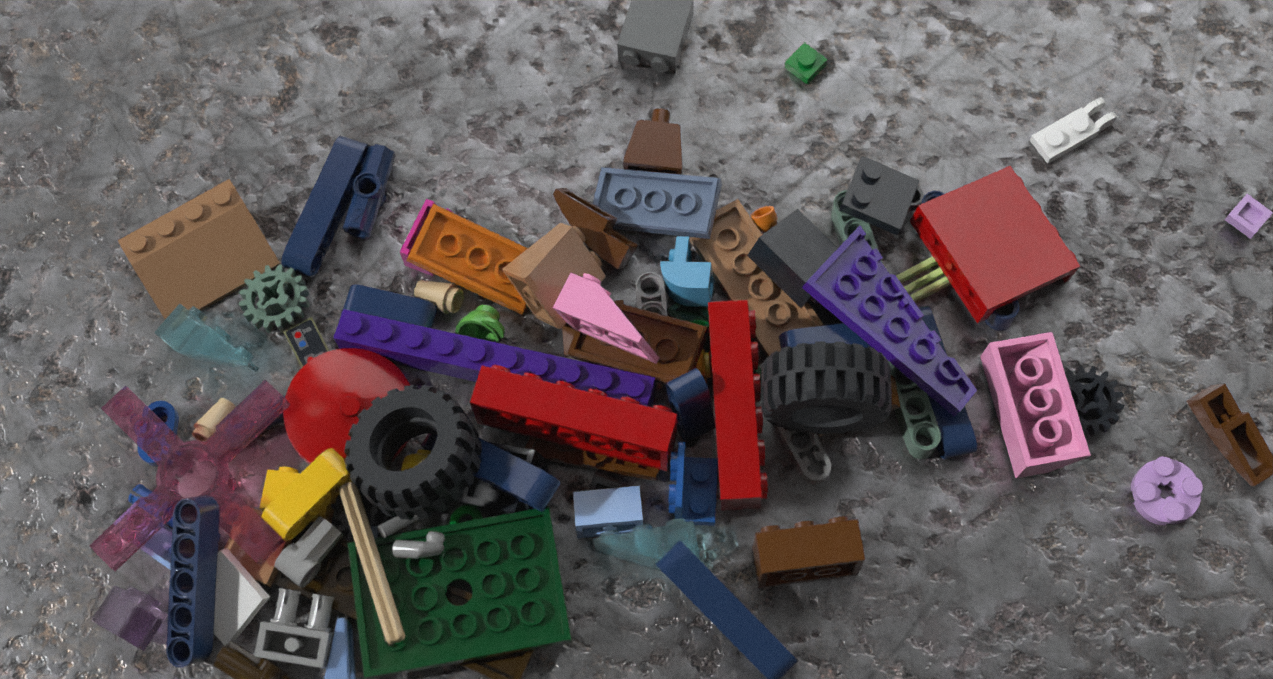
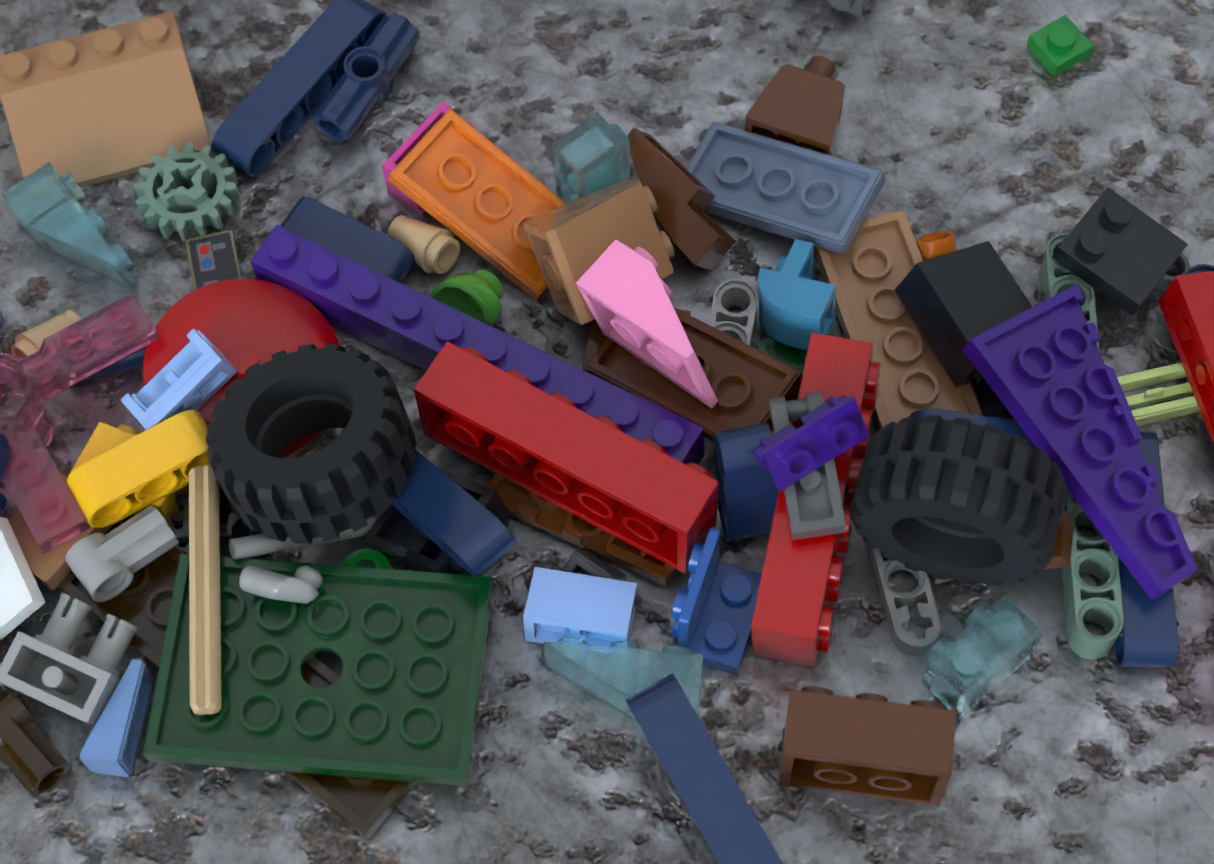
camera: 15 degrees right, 5 degrees down
(314, 432) = (183, 383): none -> light blue hinge
(533, 216) = (590, 158): none -> clear light blue brick
(729, 390) = (814, 500): none -> dark grey plate
(738, 366) = (824, 435): none -> dark purple hinge
(861, 475) = (981, 656): none -> clear light blue brick

